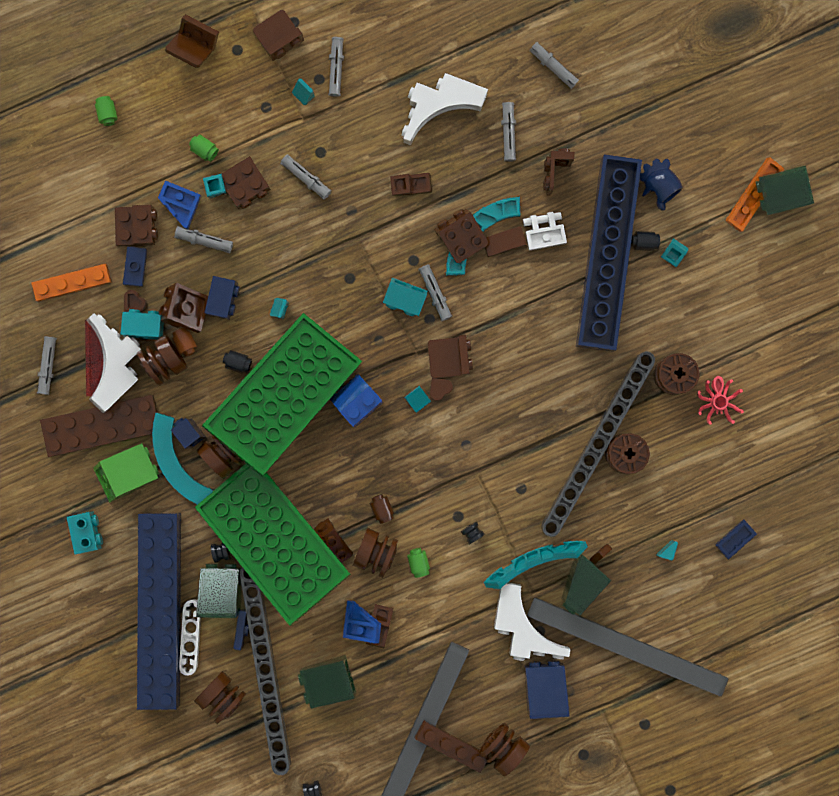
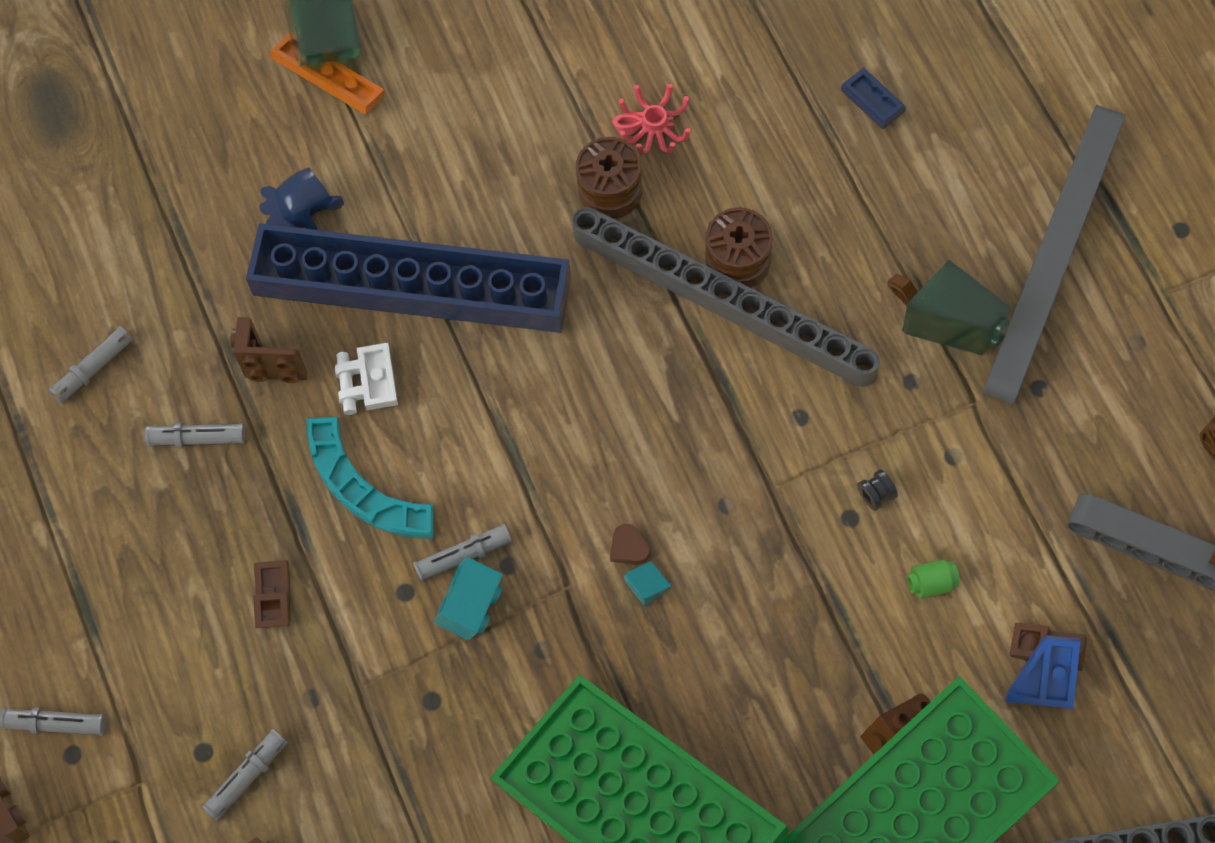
camera: 85 degrees left, 20 degrees down
(279, 308) = (480, 822): teal slope -> none
(303, 92) = (91, 779): teal slope -> none
(327, 682) = (1156, 730): clear green slope -> none
(356, 400) = (650, 676): blue slope -> none
(375, 553) = (919, 646): reddish brown wheel -> none
(382, 508) = (840, 640): reddish brown brick -> none
(429, 103) = (123, 531): white arch -> none
(449, 357) = (574, 525): reddish brown bracket -> none
(461, 235) = (364, 507): reddish brown bracket -> none
(505, 241) = (380, 441): reddish brown slope -> none
(525, 638) = (1024, 424): white arch -> none
(541, 555) = (916, 391): teal tile -> none
(546, 690) = (1139, 369): dark blue slope -> none
(645, 241) = (392, 222): black brick -> none
(668, 551) = (894, 191): teal slope -> none
(674, 252) = (413, 187): teal slope -> none

